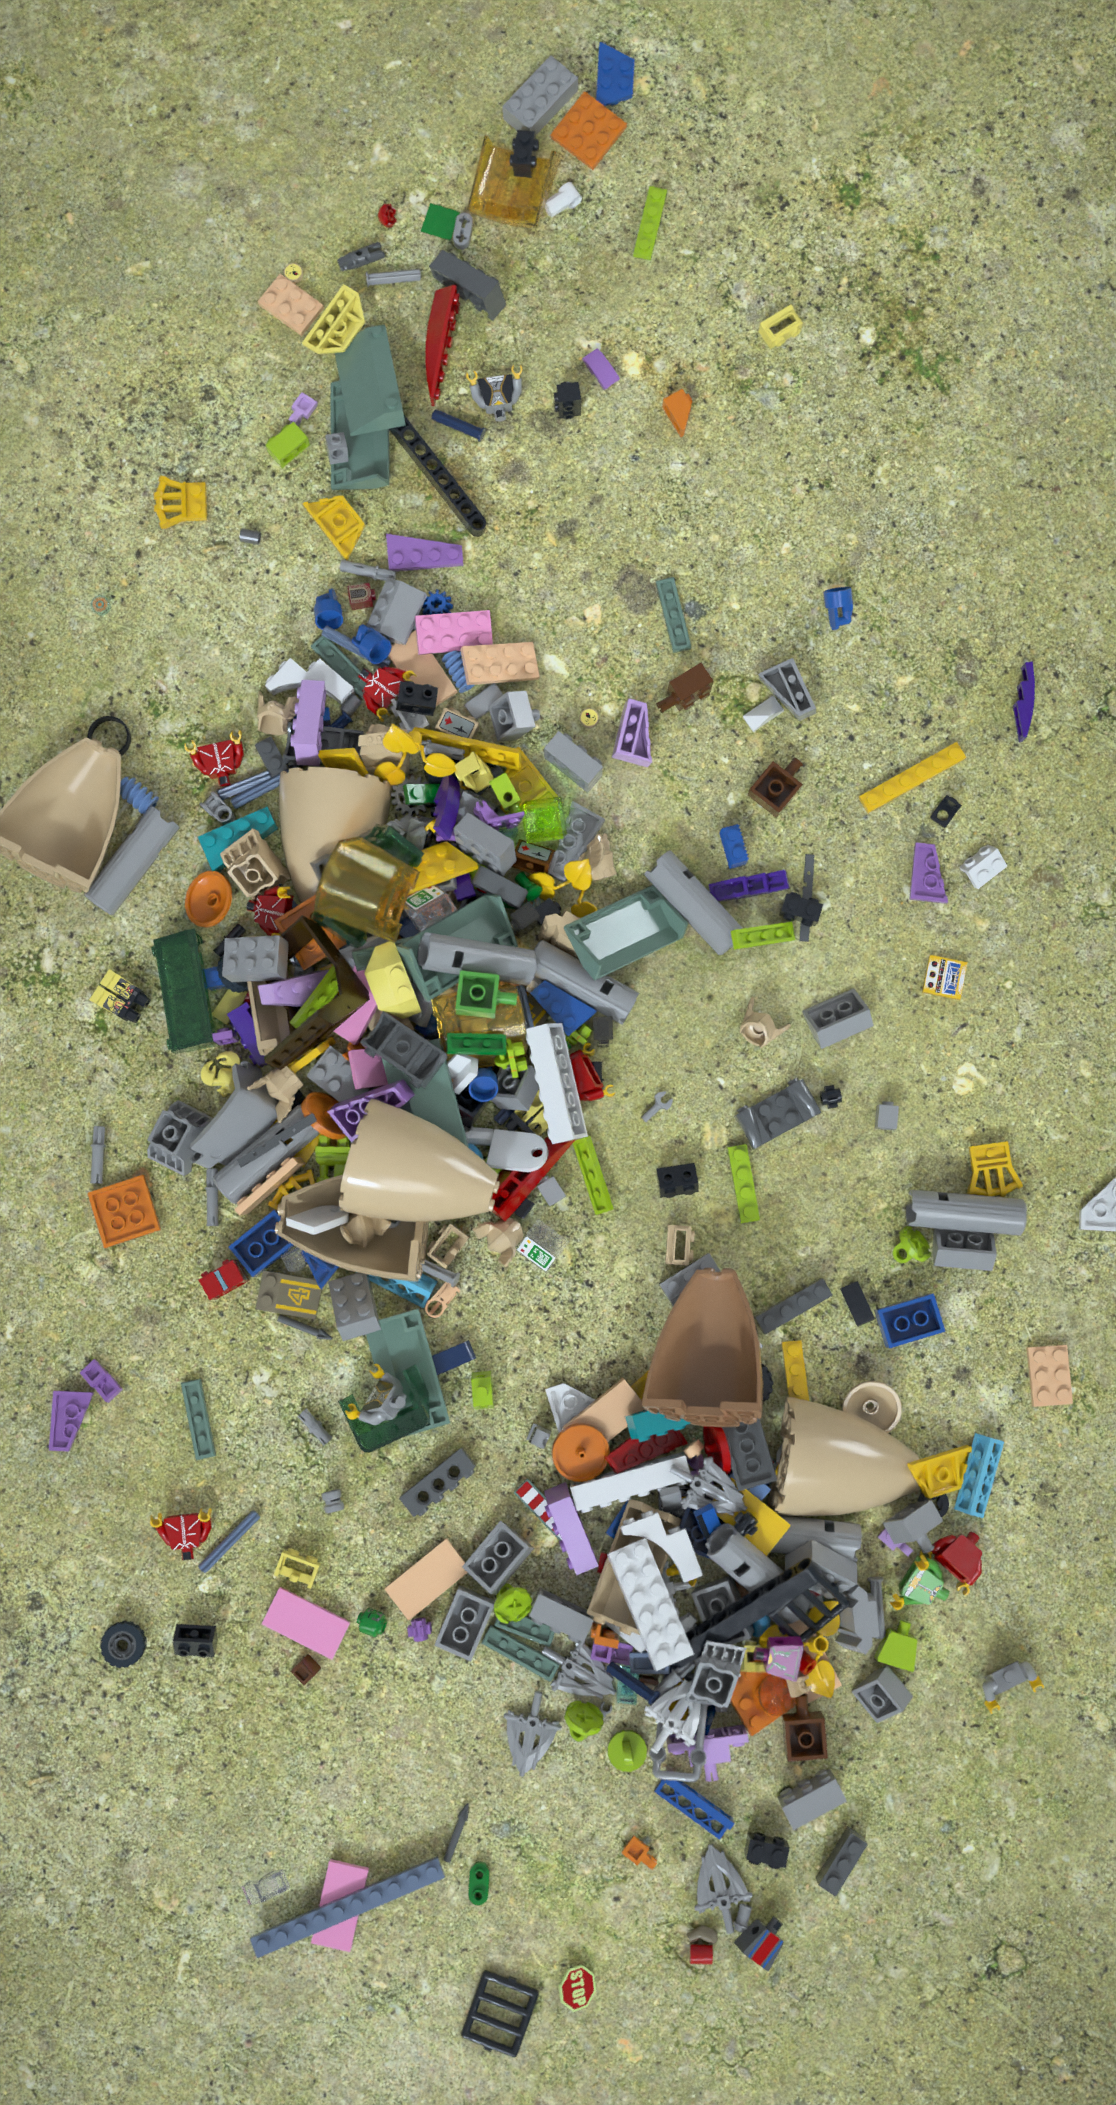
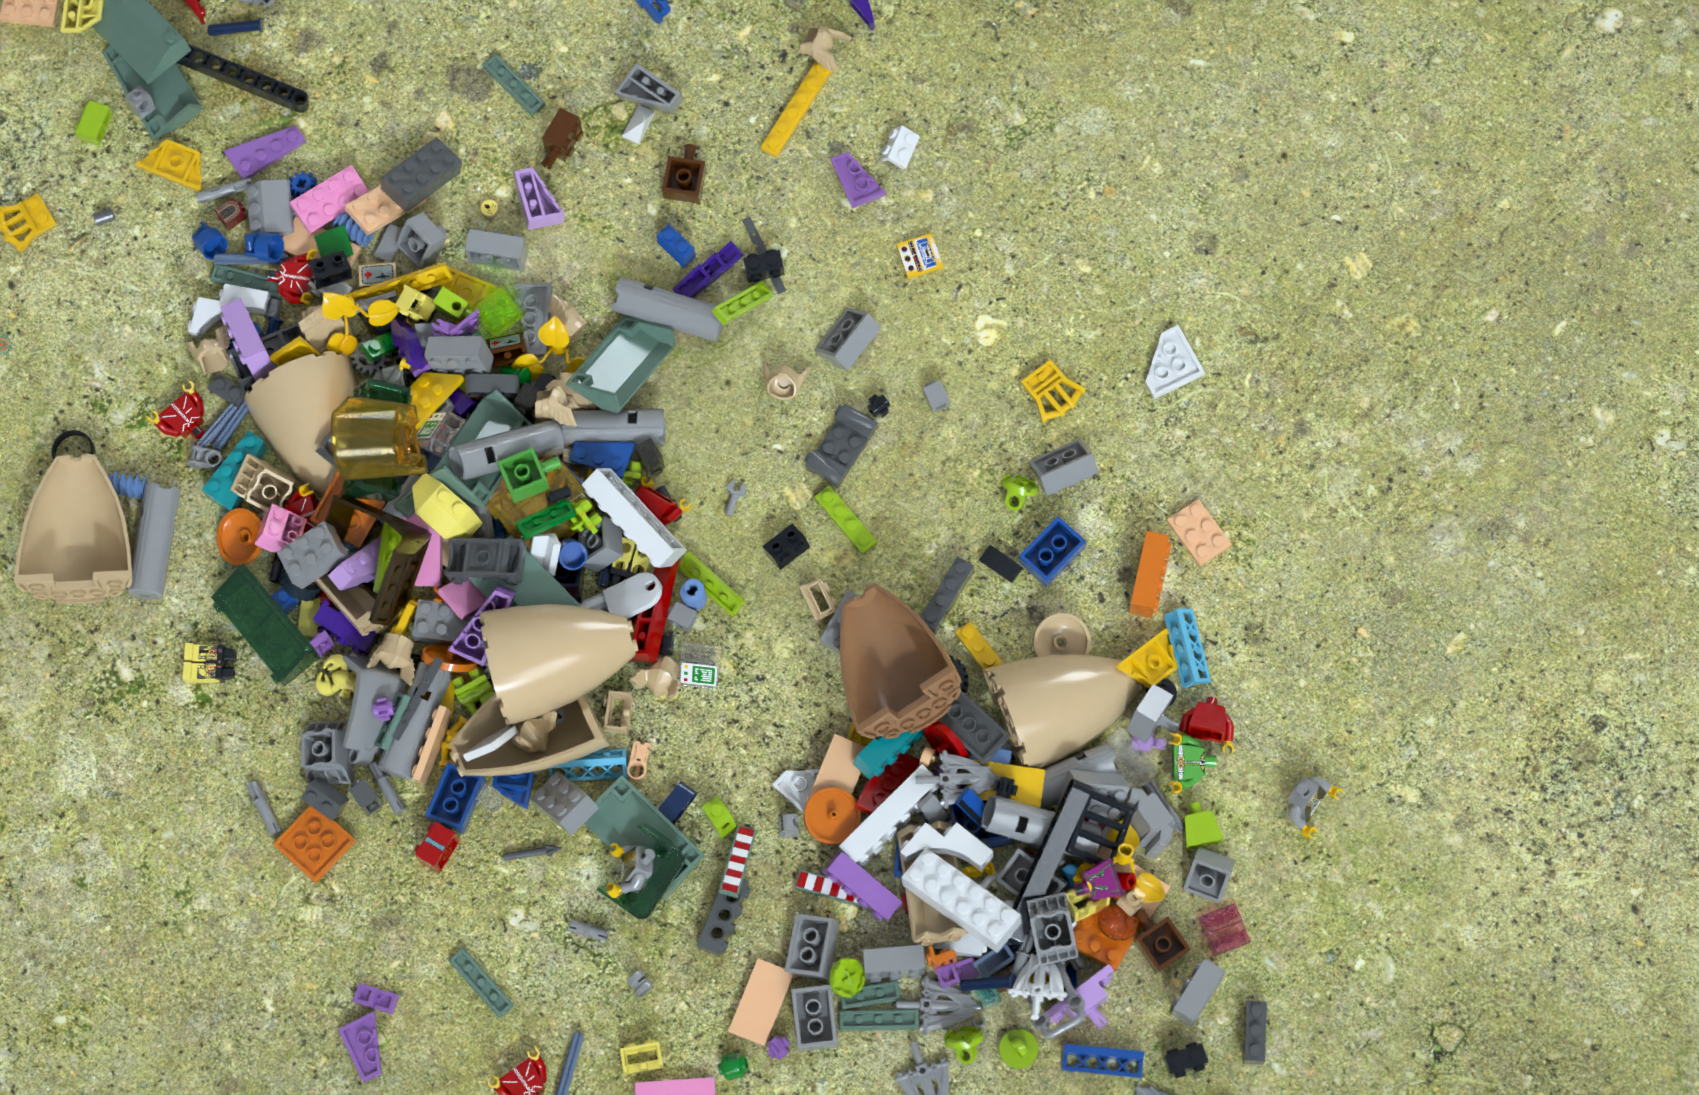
camera: 25 degrees left, 10 degrees down
(152, 1179) = (325, 798): none -> dark grey brick
(187, 1198) = (365, 797): none -> dark grey brick
(242, 915) = (279, 528): none -> bright pink slope
(242, 1133) = (383, 709): none -> medium lavender gear
(246, 1145) = (384, 737): none -> sand green tile
(288, 1295) = (501, 831): dark tan slope -> none
(302, 407) = (89, 85): lavender plate -> none
(435, 673) = (334, 241): none -> green sticker
(441, 1273) = (625, 737): light grey axle -> none
(476, 1443) = (737, 861): none -> tile
(499, 1027) = (558, 494): none -> black pin
(541, 938) = (556, 405): none -> tan helmet
(545, 654) = (421, 174): none -> dark grey brick
(566, 1172) = (696, 588): none -> medium blue piece
(867, 1749) = (1224, 929): none -> clear pink slope
(873, 1554) = (1131, 759): none -> clear wing
(949, 805) = (841, 113): black bracket -> none
(965, 731) = (820, 44): none -> tan helmet
(966, 1212) = (1048, 436): light grey piece -> none
(984, 1393) = (1149, 574): none -> orange brick

